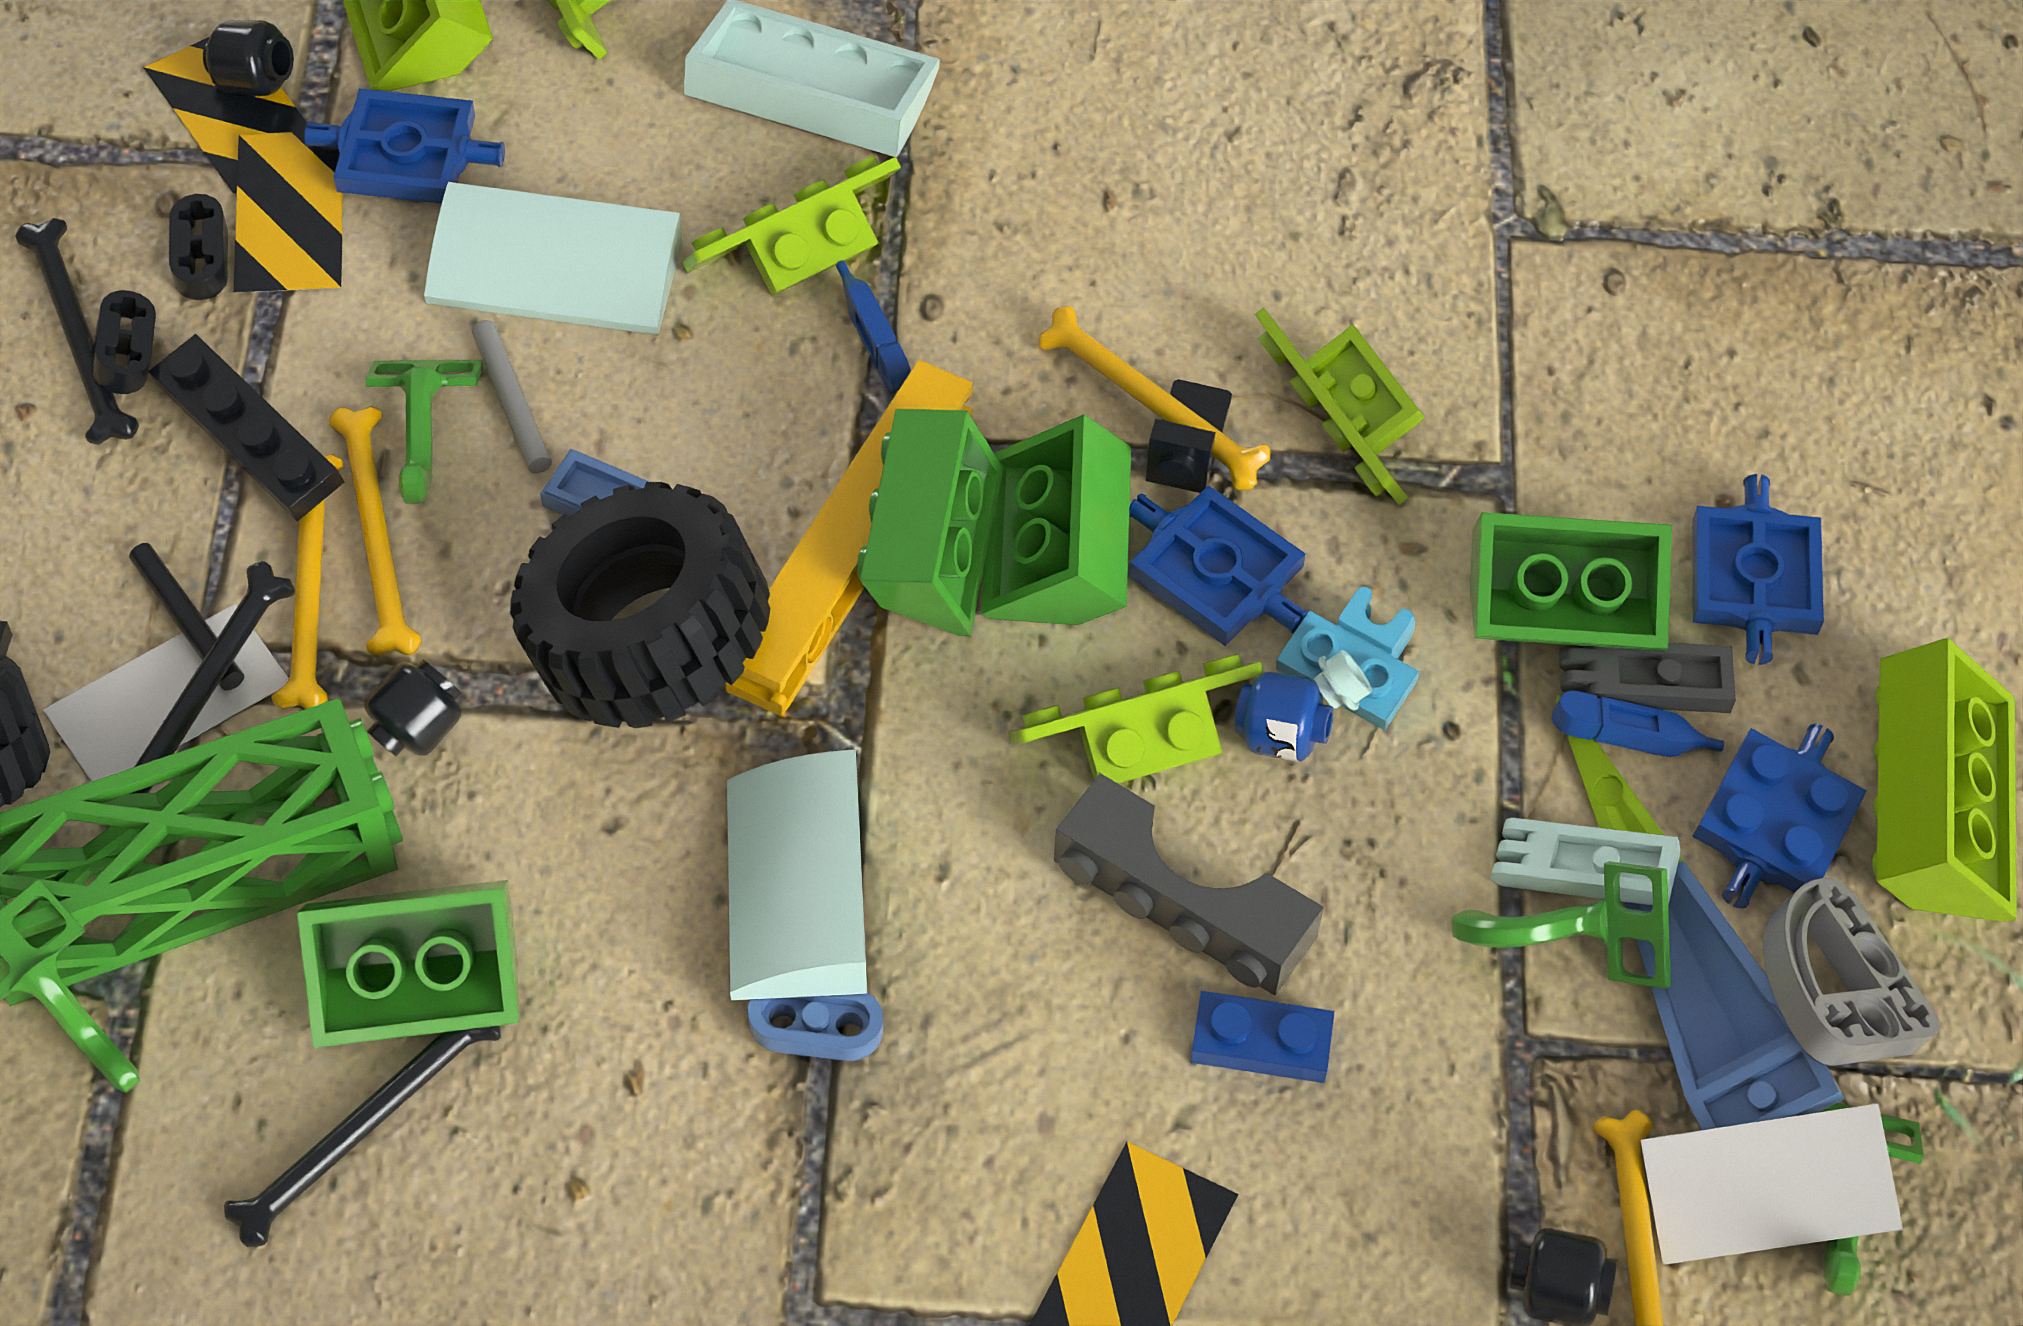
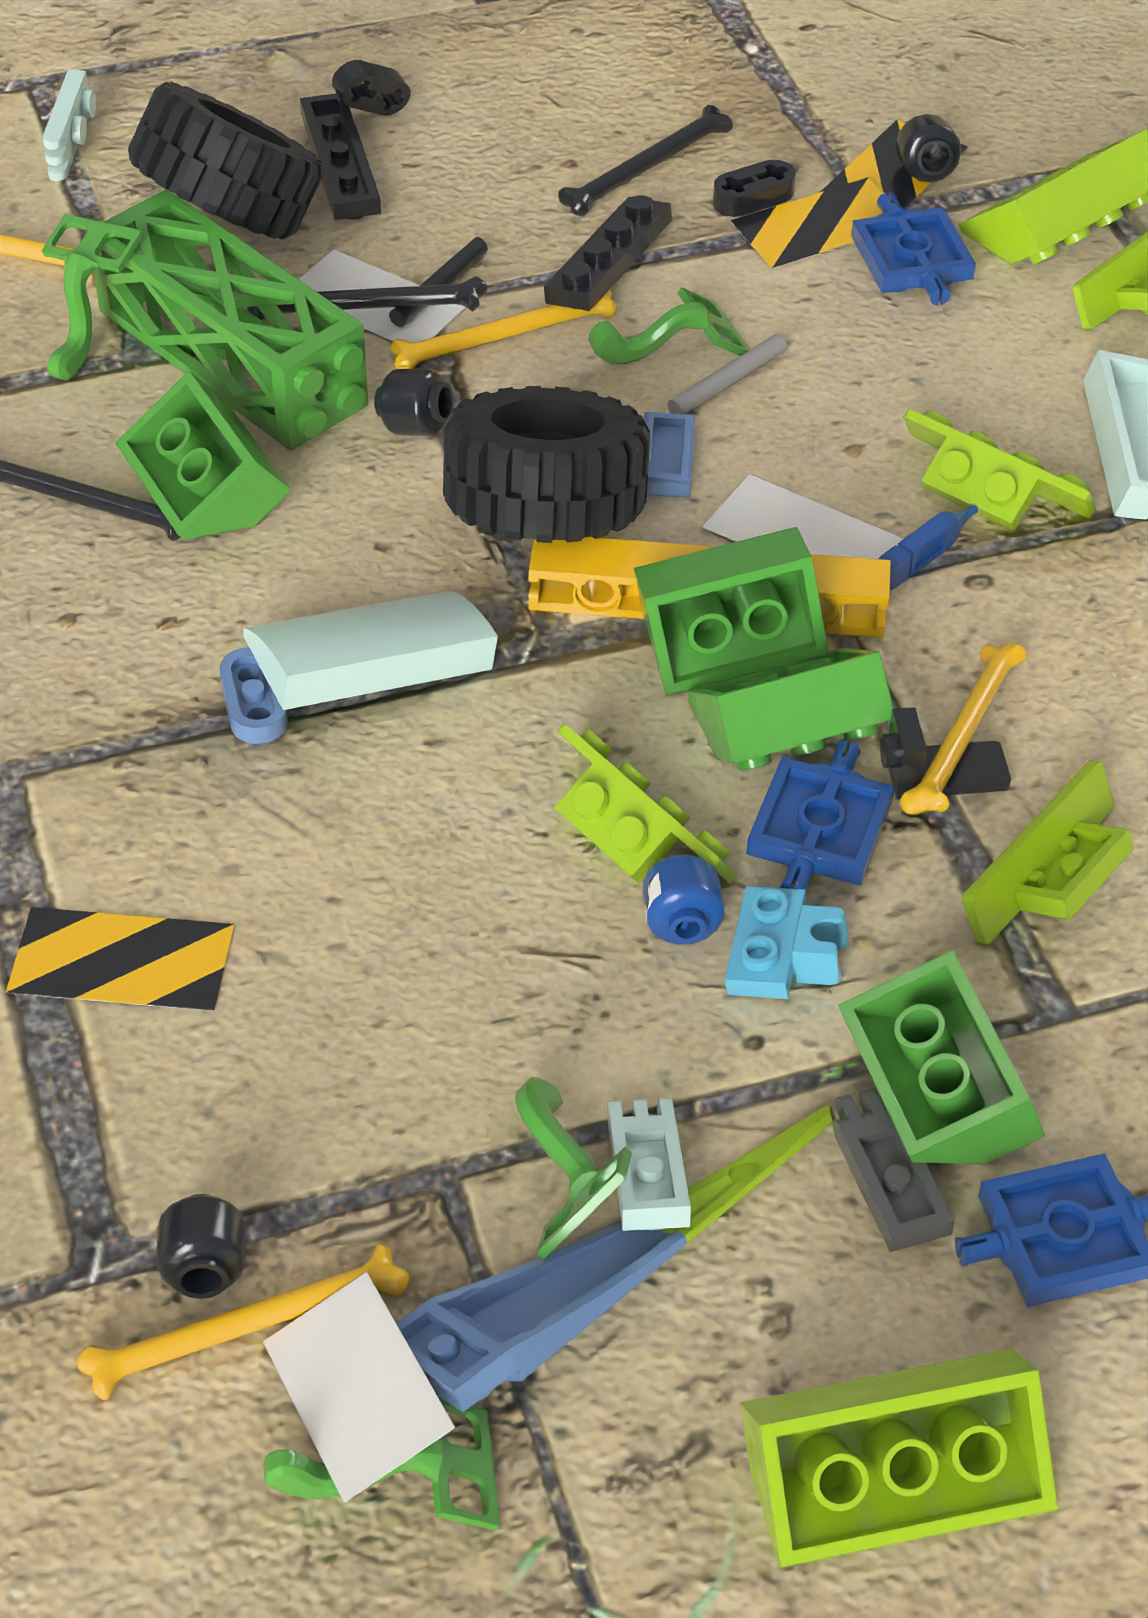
camera: 70 degrees right, 10 degrees down
(134, 343) = (642, 173): black beam -> none
(392, 630) = (478, 381): yellow piece -> none
(553, 258) = (865, 355): light aqua slope -> none
(786, 427) = (765, 508): none -> white sticker
(1249, 928) = (462, 935): dark grey arch -> none
(1262, 1037) = (367, 982): blue plate -> none
(1342, 681) = (732, 919): light aqua plate -> none
(1628, 725) = (822, 1165): blue piece -> none
(1778, 813) = (791, 1316): blue plate -> none
(1884, 1007) = (589, 1433): light grey beam -> none

